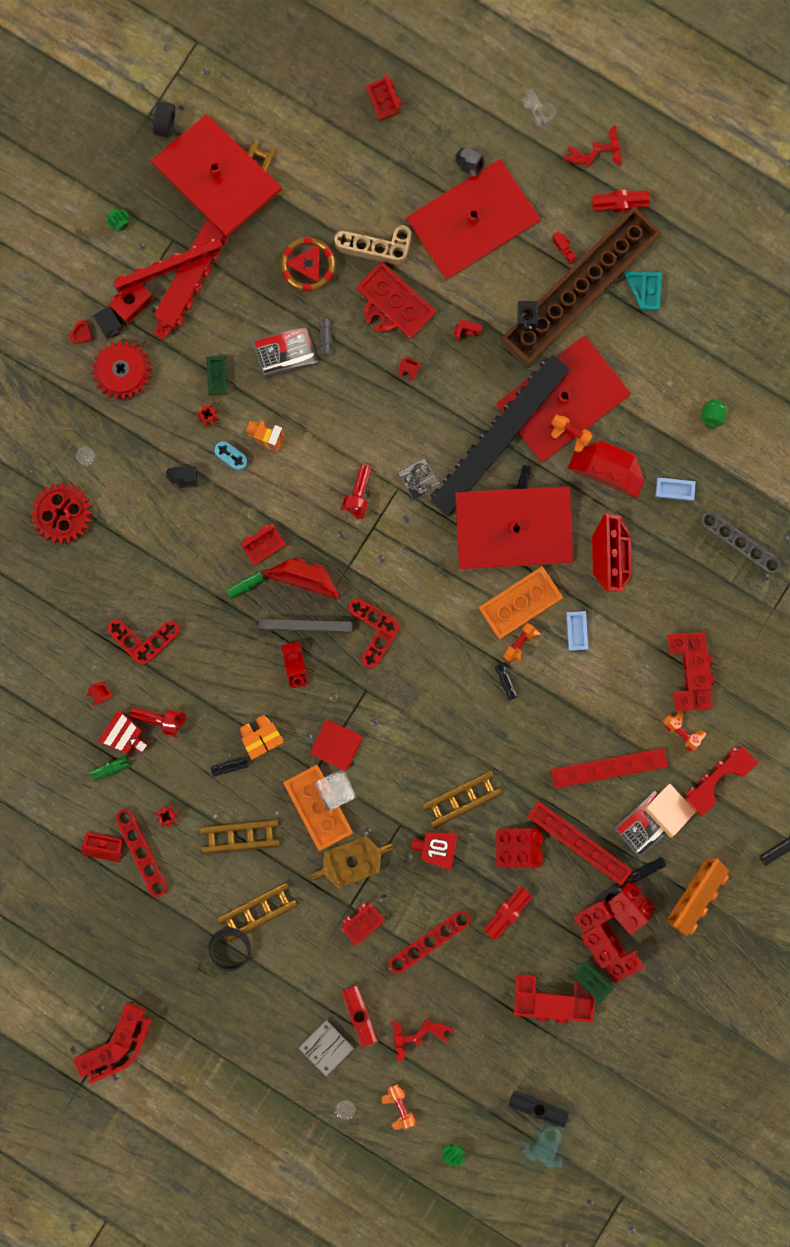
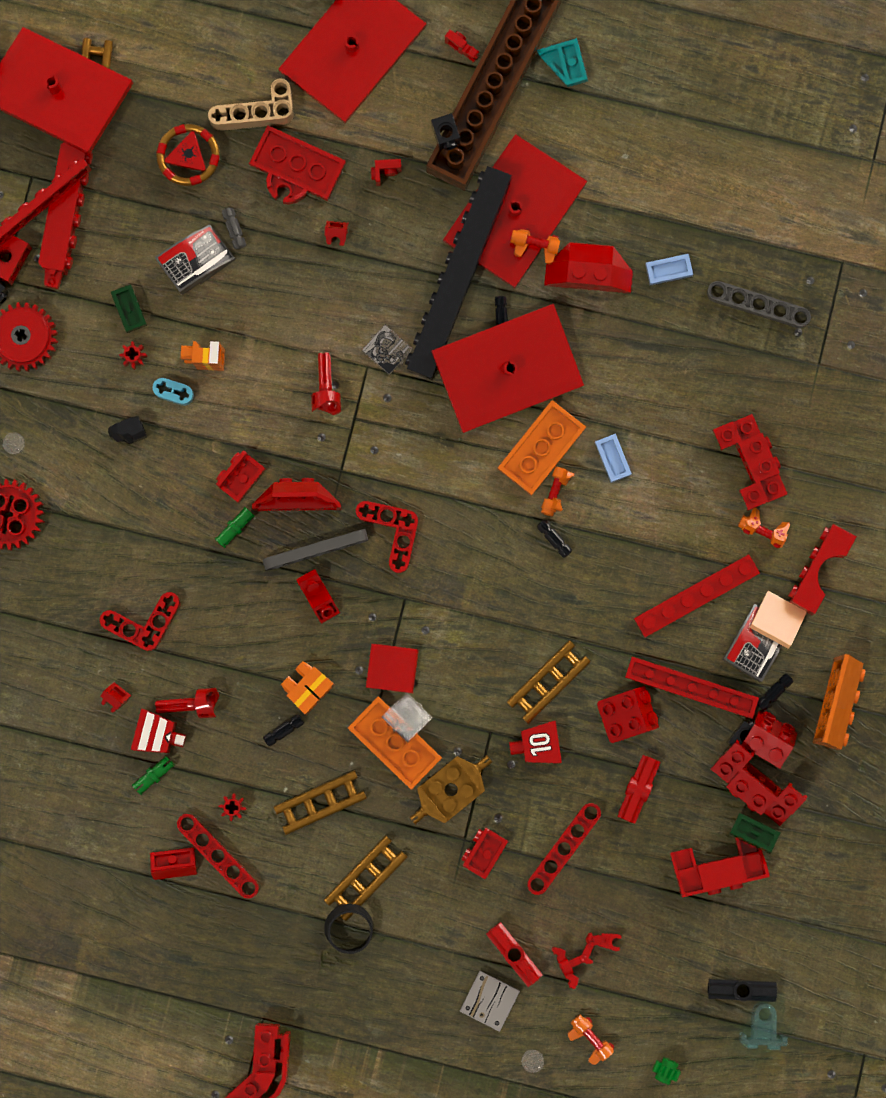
camera: 10 degrees left, 0 degrees up
(612, 553) = (623, 361): red wedge -> none
(714, 413) = (684, 173): green head -> none

